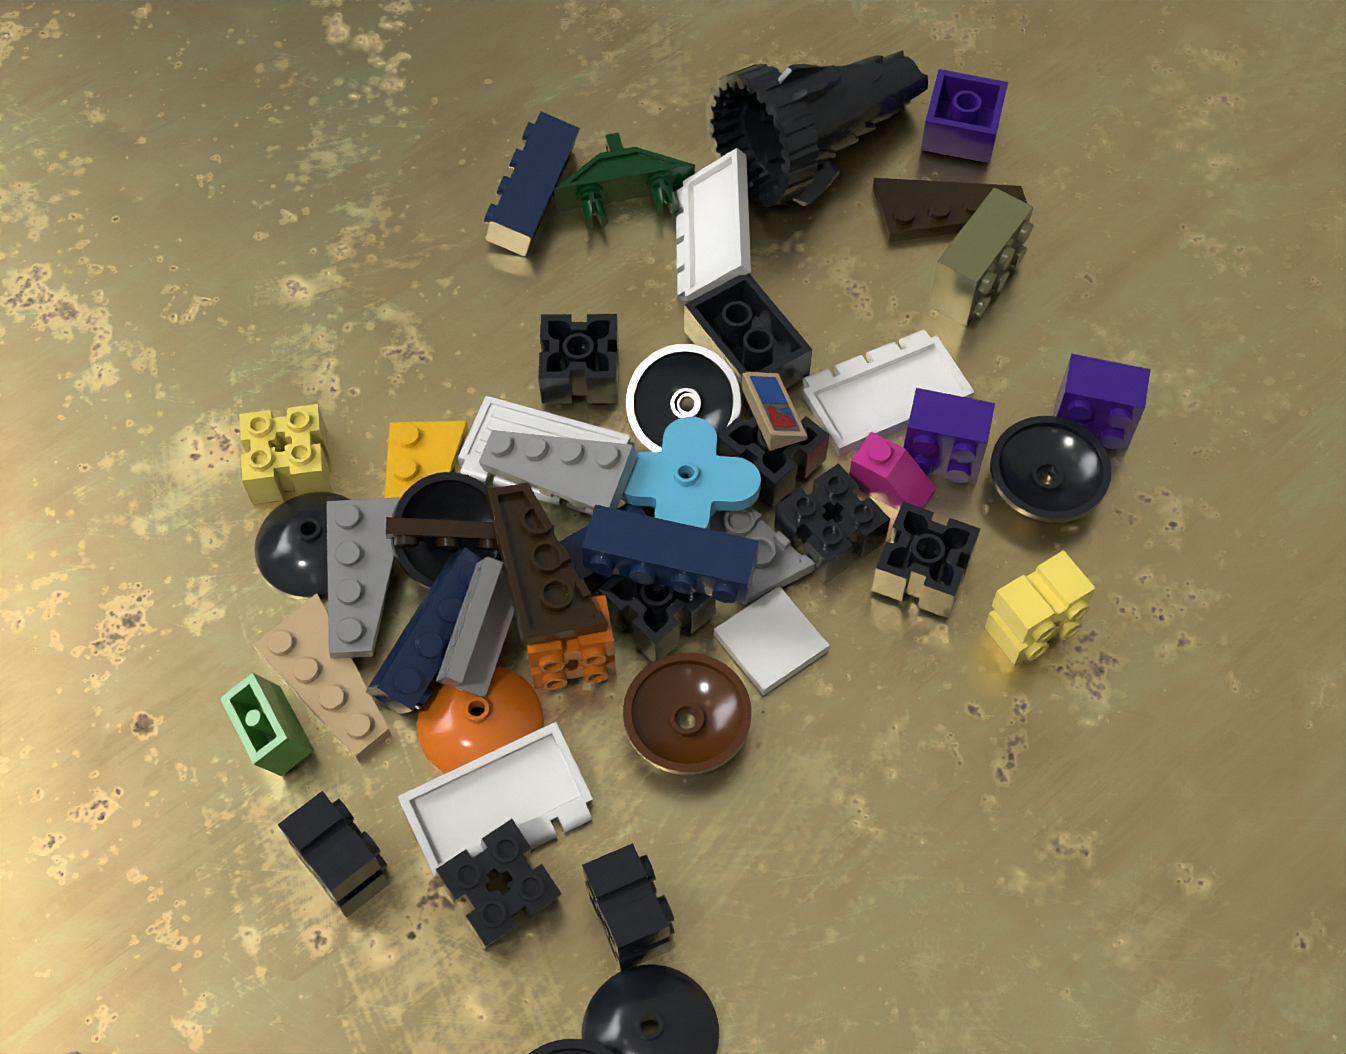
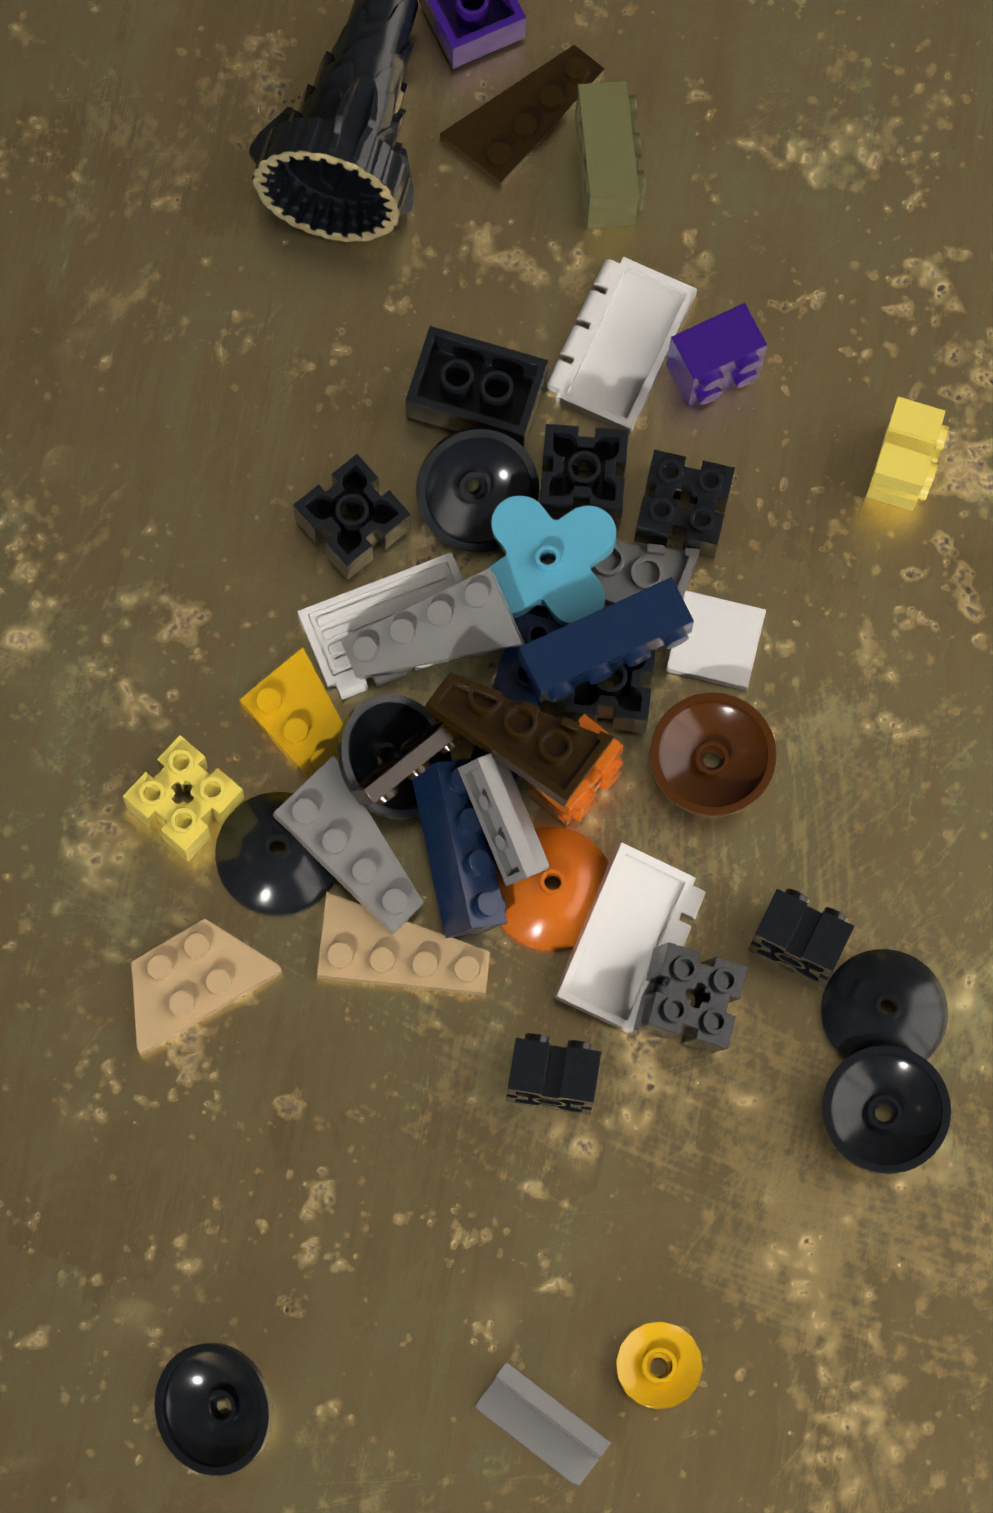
camera: 45 degrees left, 15 degrees up
(167, 582) = (192, 980): none -> tan wing
(266, 724) = (400, 1025): bright green brick -> none
(531, 184) = (148, 375): dark blue brick -> none
(622, 176) = (218, 299): dark green connector -> none
(713, 226) = (354, 297): white hinge -> none
(772, 409) = (568, 445): slope -> none
(890, 474) = (694, 423): dark pink slope -> none
(925, 559) = (796, 457): black brick -> none
(1054, 452) = (823, 296): black dish -> none
(1103, 398) = (812, 227): dark purple brick -> none

